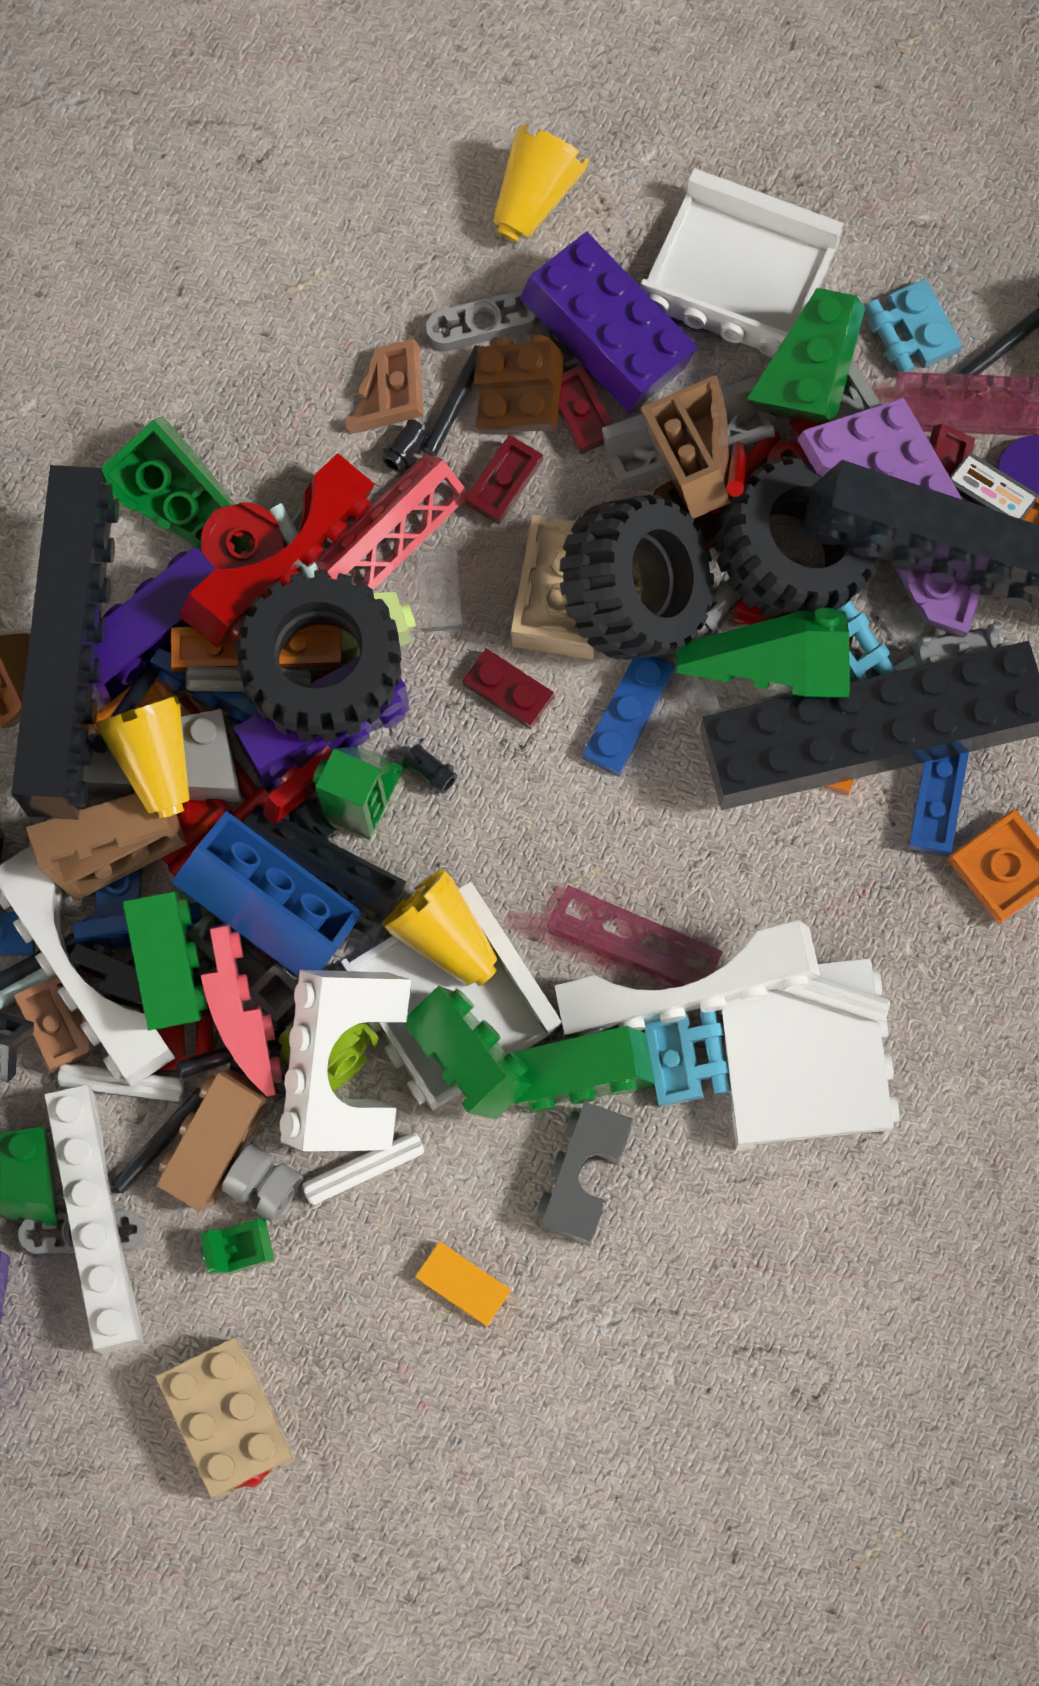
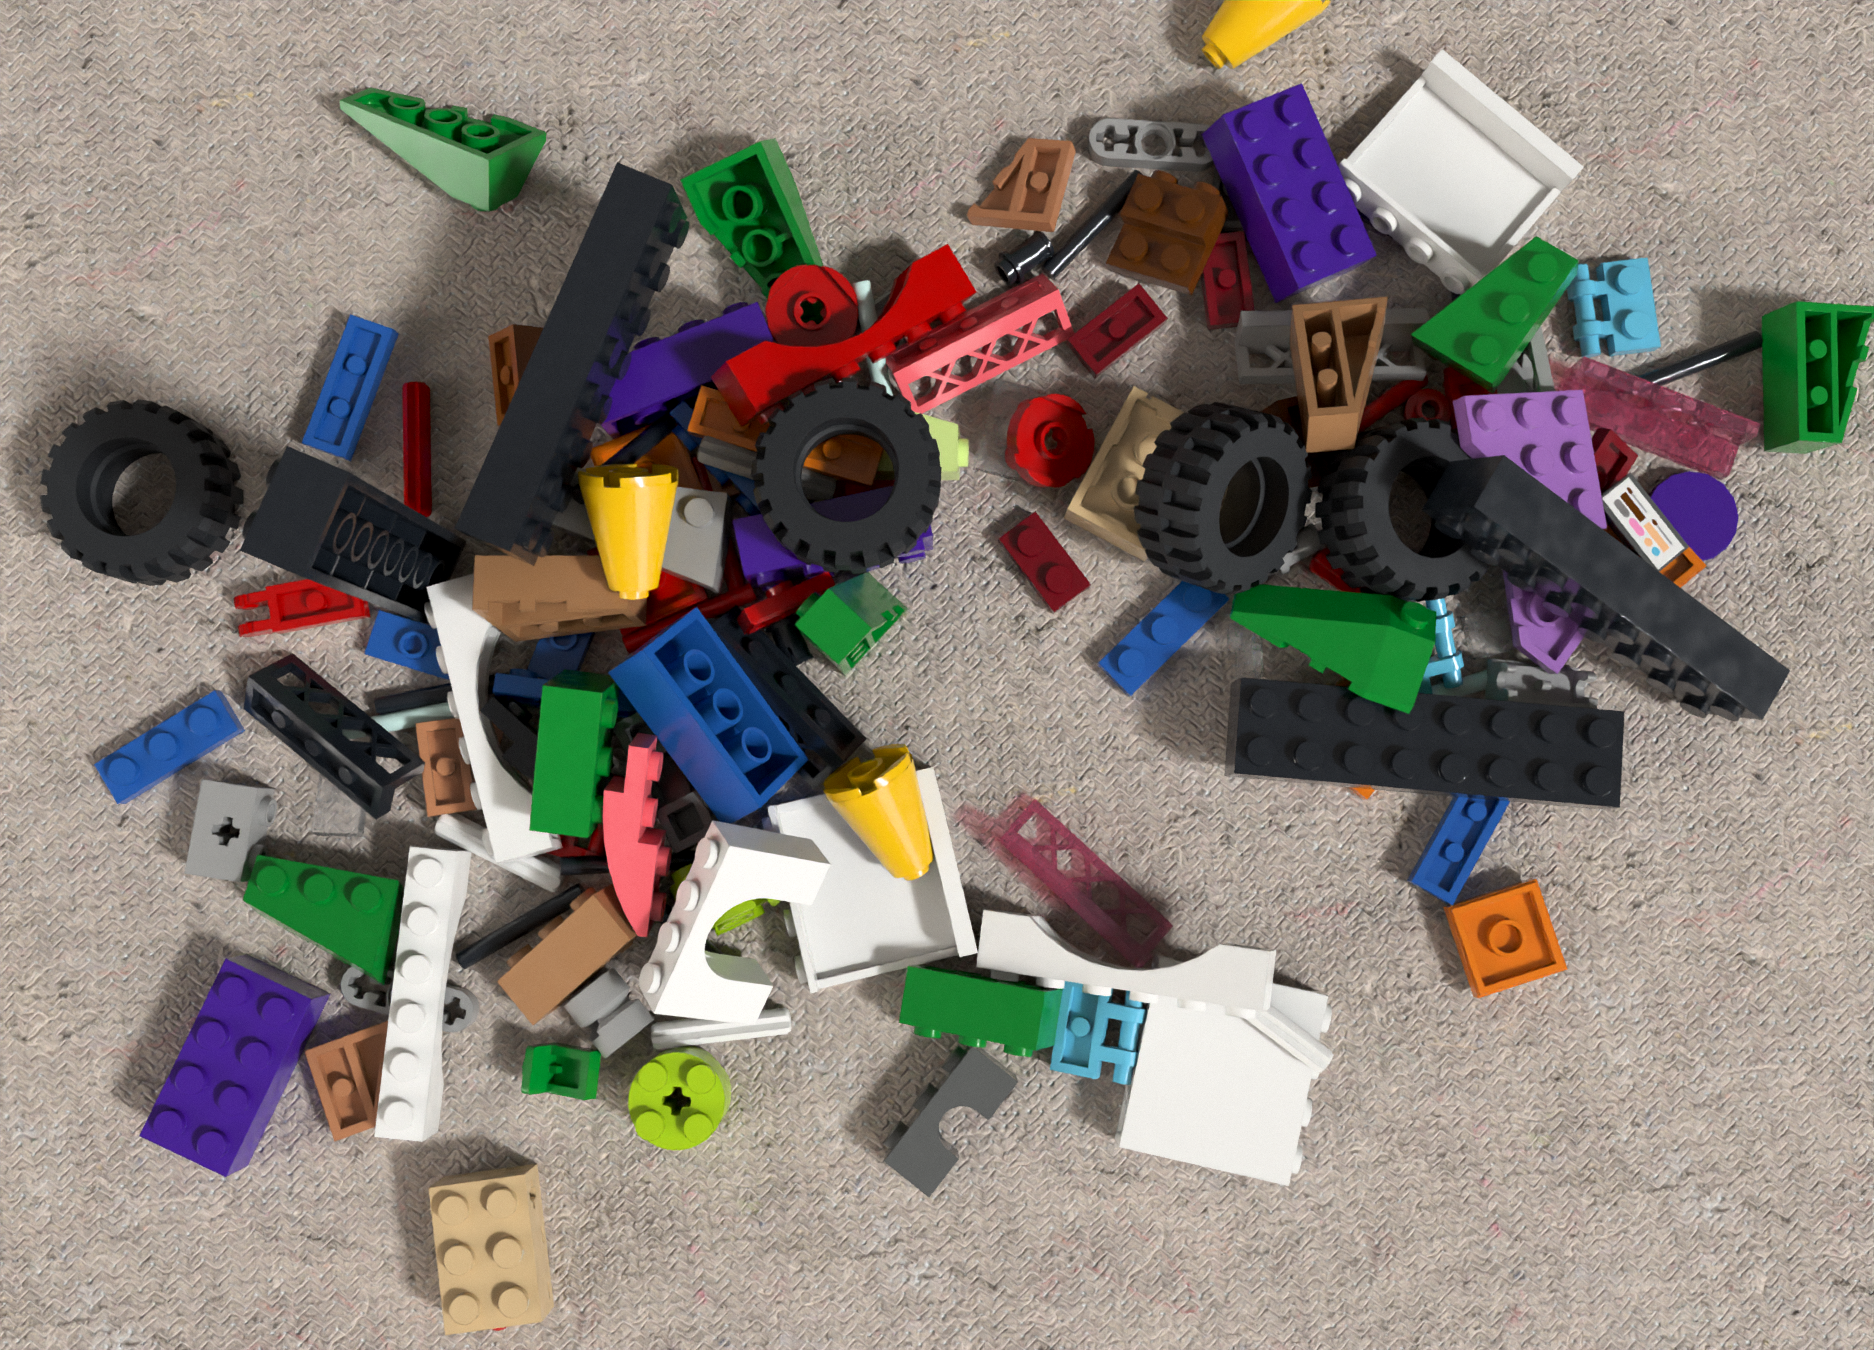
camera: 15 degrees right, 10 degrees up
(56, 1316) = (350, 1079): none -> nougat wing
(325, 1221) = (659, 1117): none -> lime brick
(433, 771) = (932, 624): black pin -> none
(459, 593) = (1026, 443): none -> red plate
(463, 1284) = (784, 1185): light orange tile -> none
(468, 1052) = (865, 956): green wedge -> none
(736, 469) = (1373, 412): red bar -> none

